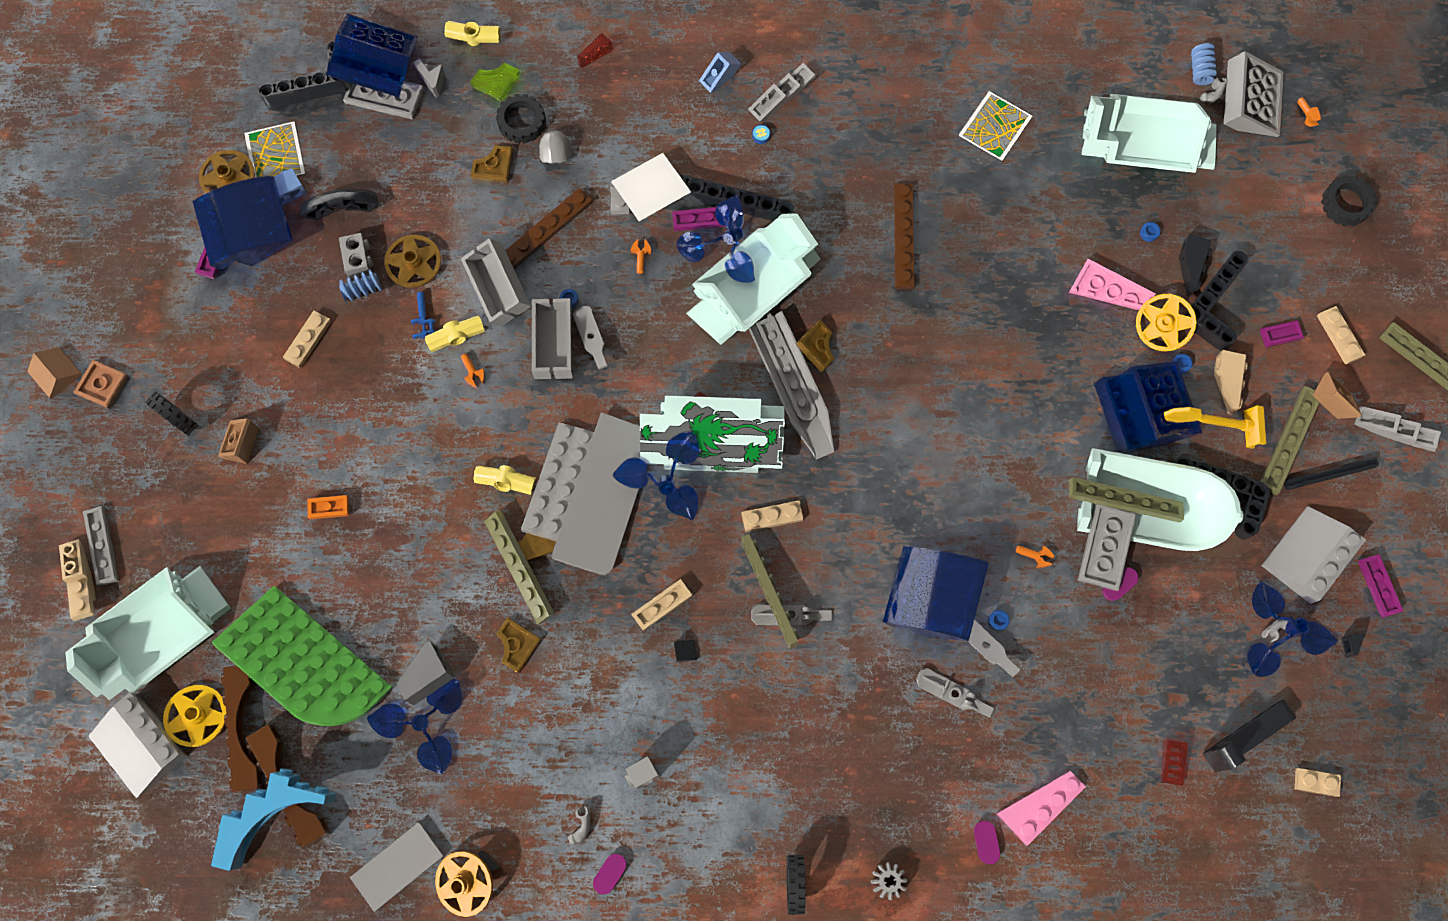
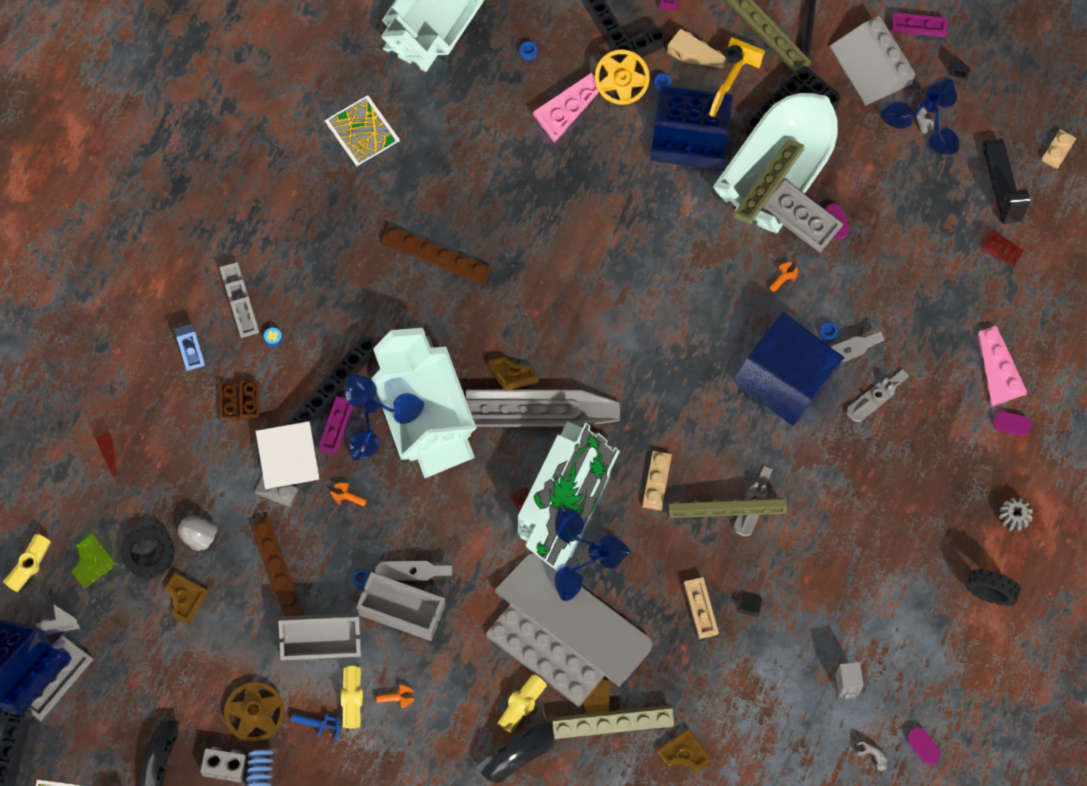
camera: 70 degrees left, 5 degrees down
(454, 493) = (517, 753): none -> black brick
(689, 131) = (238, 401): none -> reddish brown slope
(1192, 259) = (571, 28): black slope -> none
(1245, 414) = (734, 54): none -> black tile

